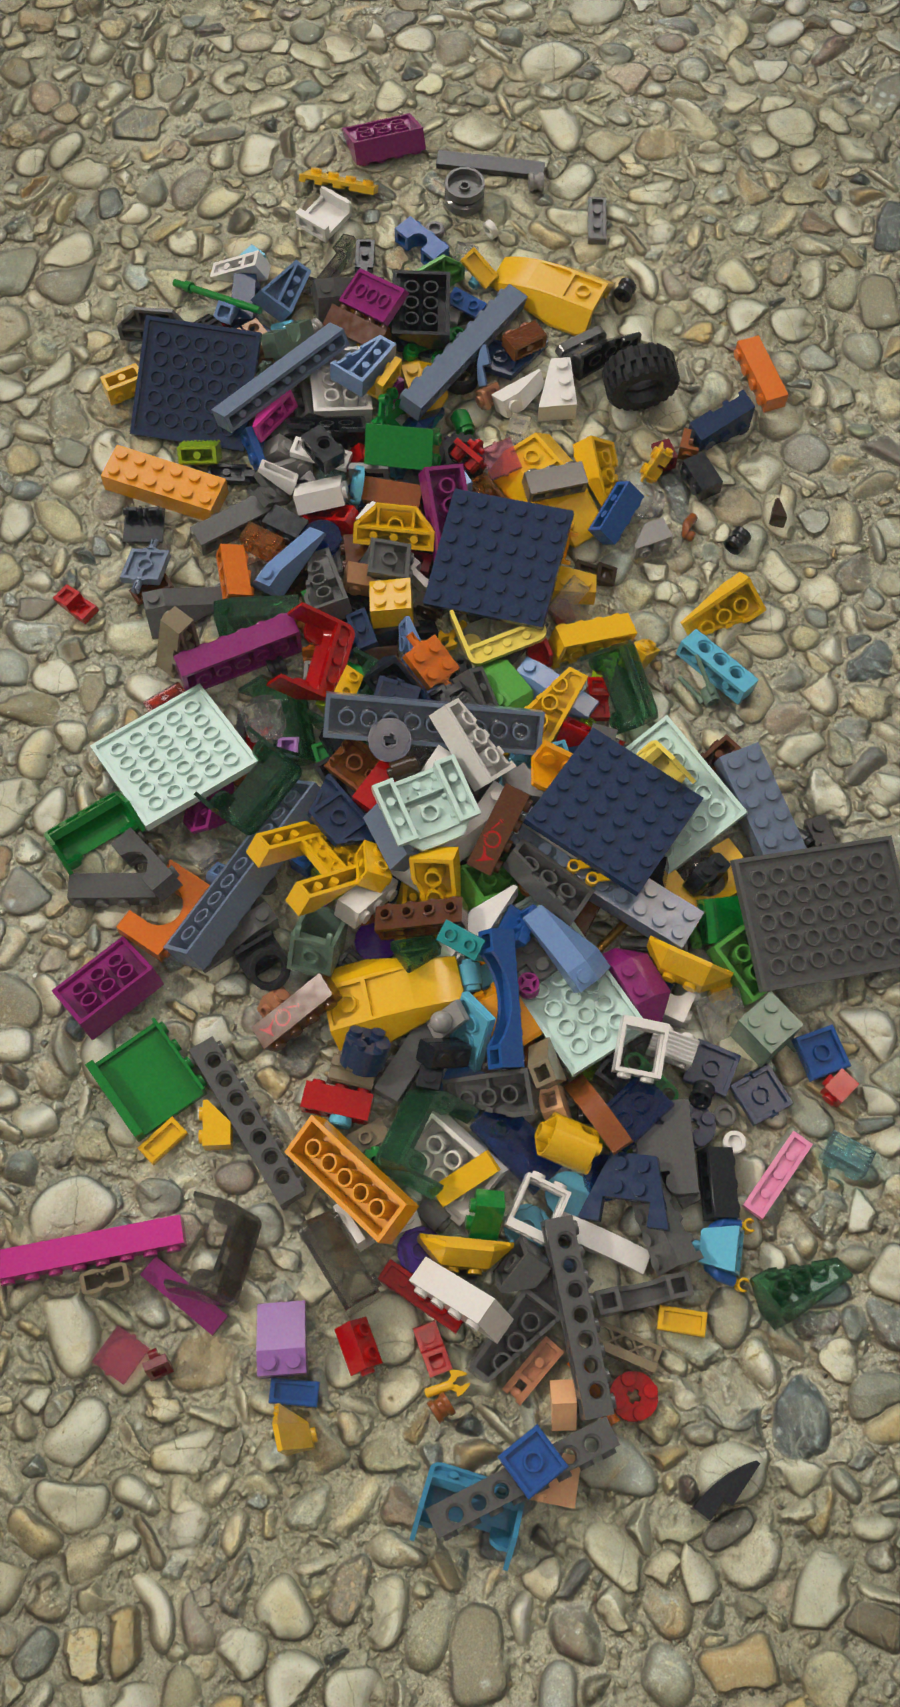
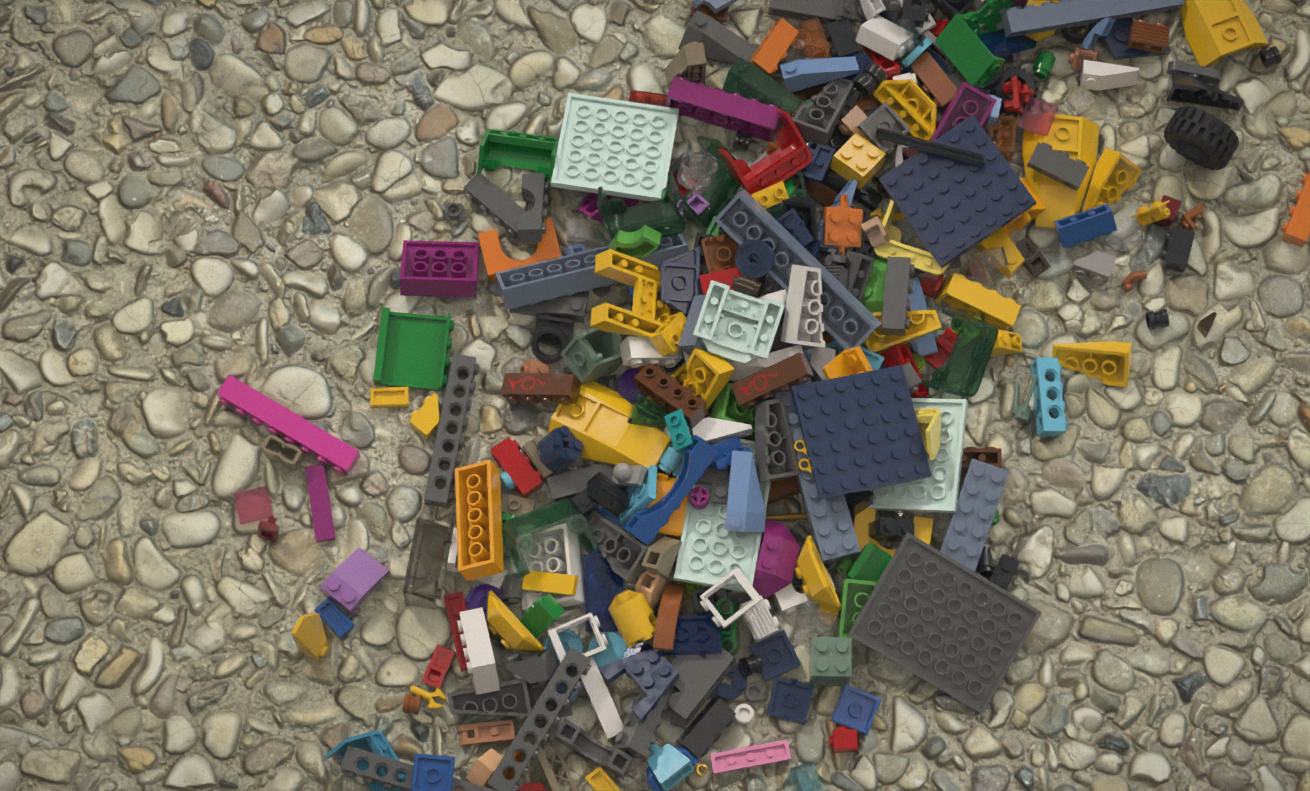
camera: 40 degrees right, 5 degrees up
(73, 922) = (458, 207): none -> dark grey plate
(227, 1280) = (368, 506): clear smoke windscreen -> none
(271, 814) = (636, 243): none -> bright green brick
(340, 533) = (869, 79): none -> black wheel
(358, 1347) = (395, 624): red brick -> none
(443, 540) = (929, 146): none -> black axle
(462, 644) = (875, 232): none -> medium nougat panel
(529, 680) = (896, 296): none -> dark grey brick
(558, 394) = (1137, 97): white wedge -> none
(723, 424) = (1233, 222): dark blue wedge -> none

